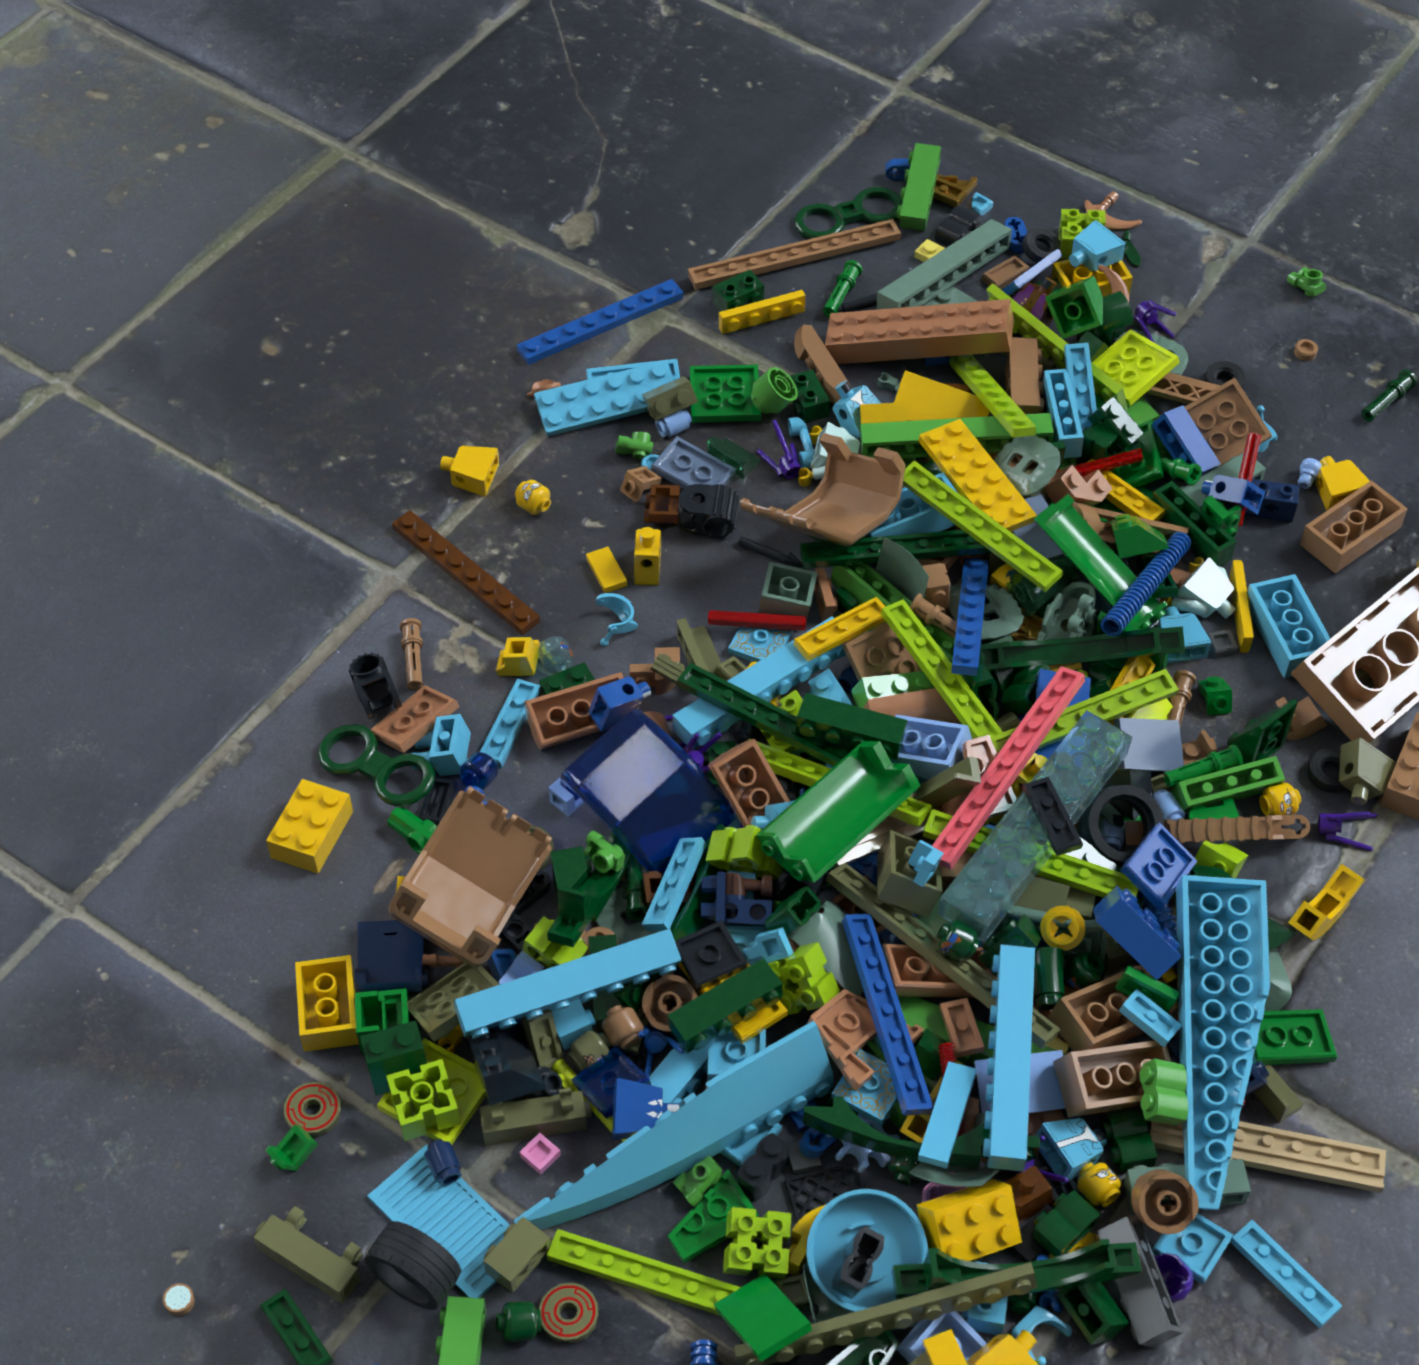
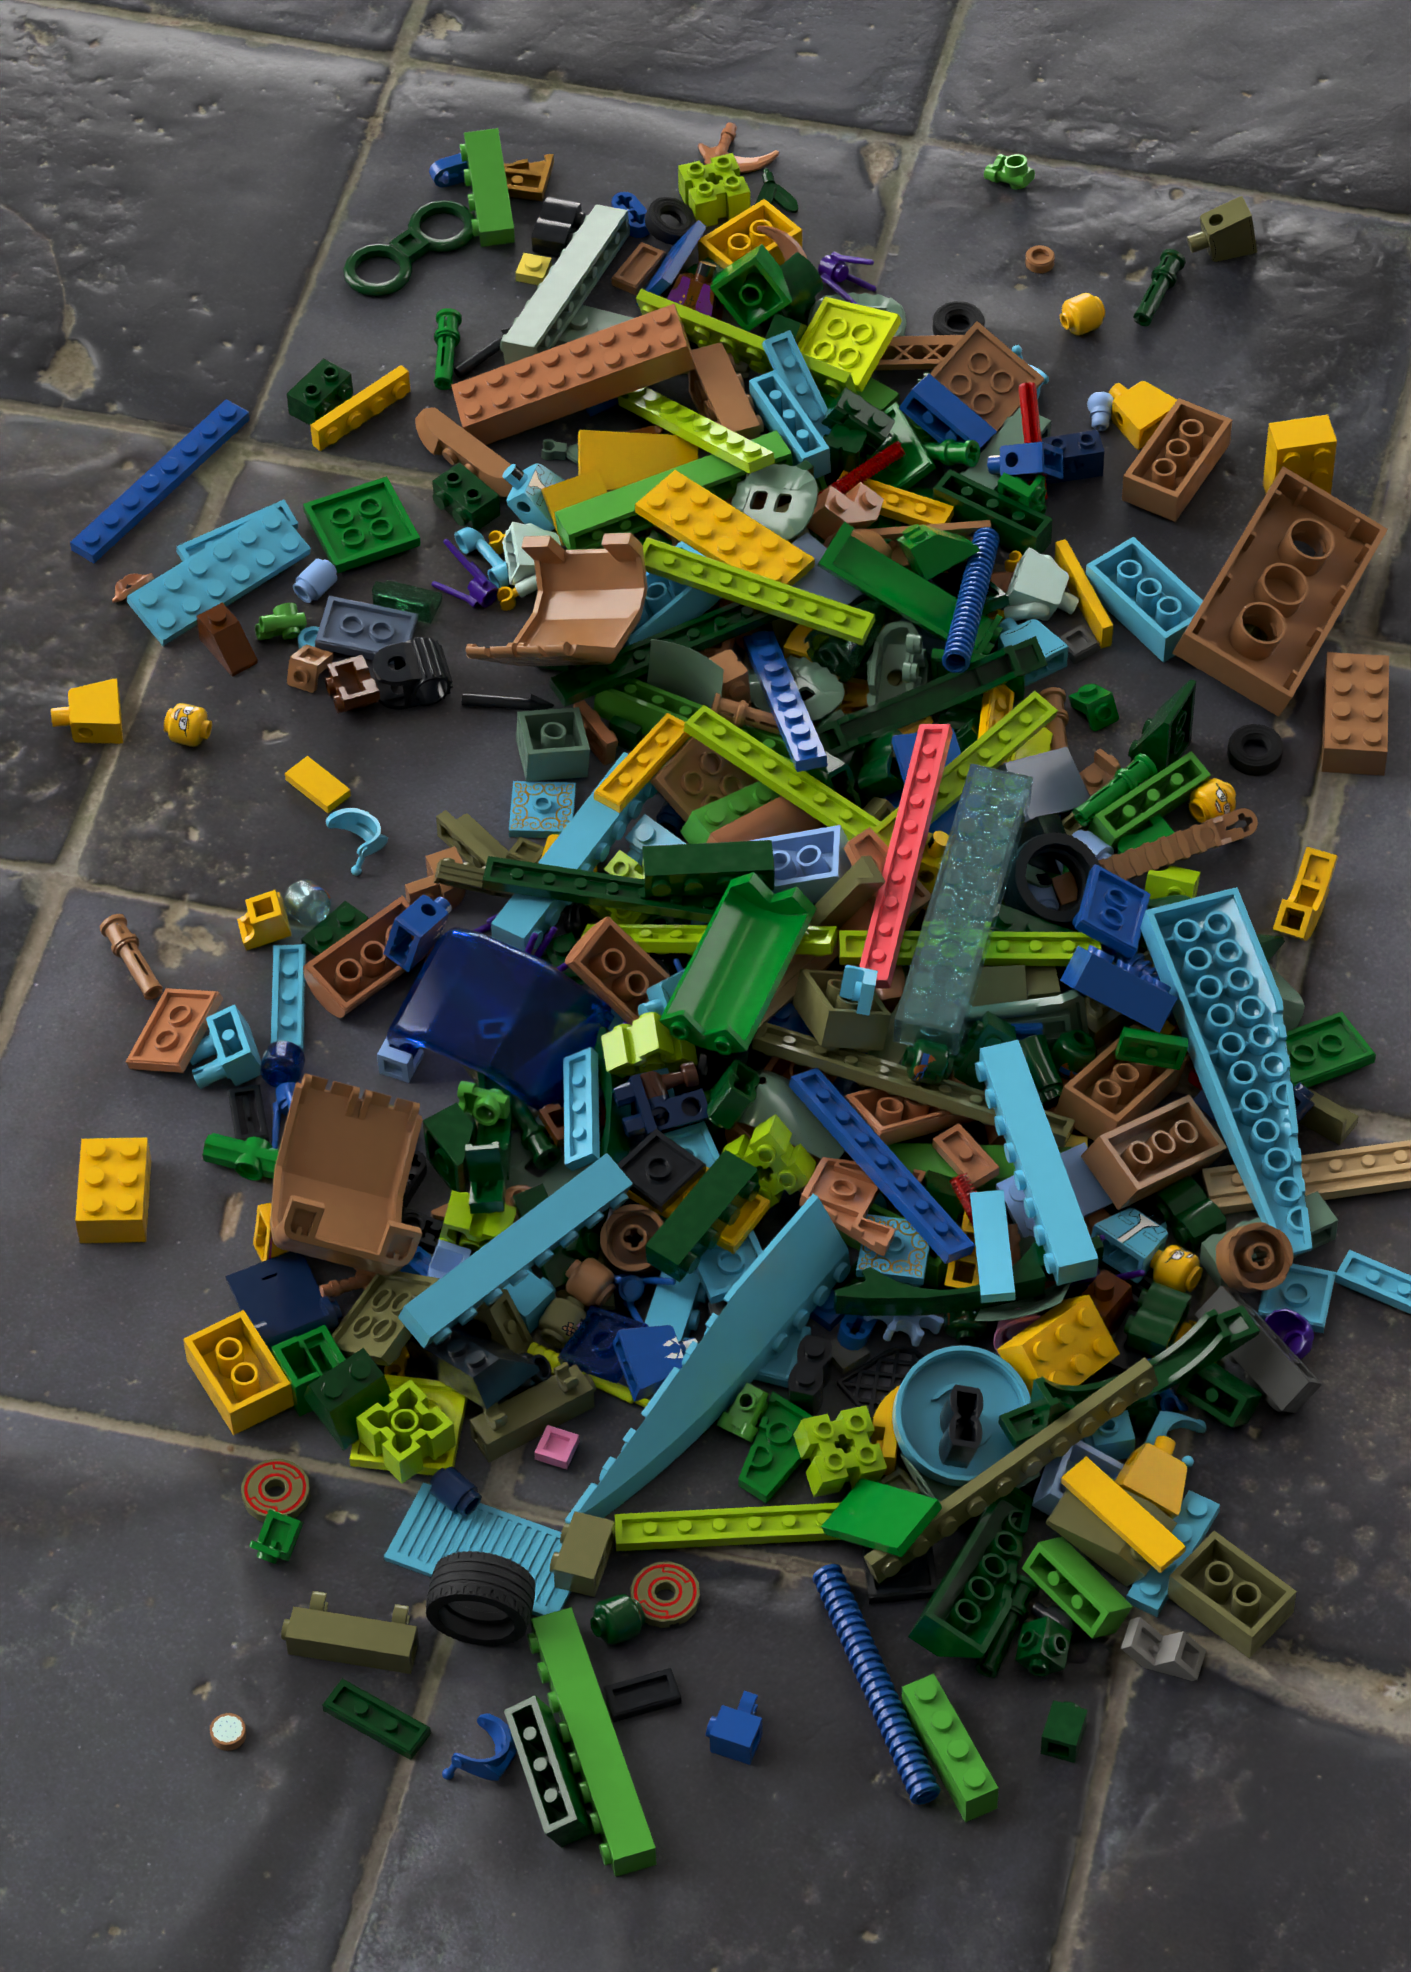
camera: 20 degrees left, 0 degrees up
(369, 670) = (98, 990): black piece -> none
(376, 765) = (156, 1097): dark green bar -> none
(466, 572) = (146, 841): reddish brown plate -> none
(590, 445) = (226, 639): none -> reddish brown slope
(647, 547) = (361, 739): yellow torso -> none
(669, 398) = (301, 551): olive brick -> none
(756, 620) = (529, 786): red axle -> none
(771, 945) = (722, 1134): medium azure plate -> none
(773, 391) = (426, 504): bright green piece -> none
(795, 253) = (365, 321): medium nougat plate -> none
(981, 204) = (570, 187): medium azure tile -> none
(1049, 927) = (1050, 1005): yellow gear -> none
(1052, 816) = (982, 891): black tile -> none
(1096, 247) = (745, 205): medium azure torso -> none
(1150, 1018) = (1166, 1076): medium azure plate -> none
(1164, 1092) = (1211, 1147): bright green brick -> none
(1305, 719) = (1209, 701): medium nougat brick -> none
(1322, 398) = (1082, 313): none -> yellow head
(1332, 823) = (1278, 808): dark purple plant -> none
(1364, 770) = (1292, 737): olive torso -> none

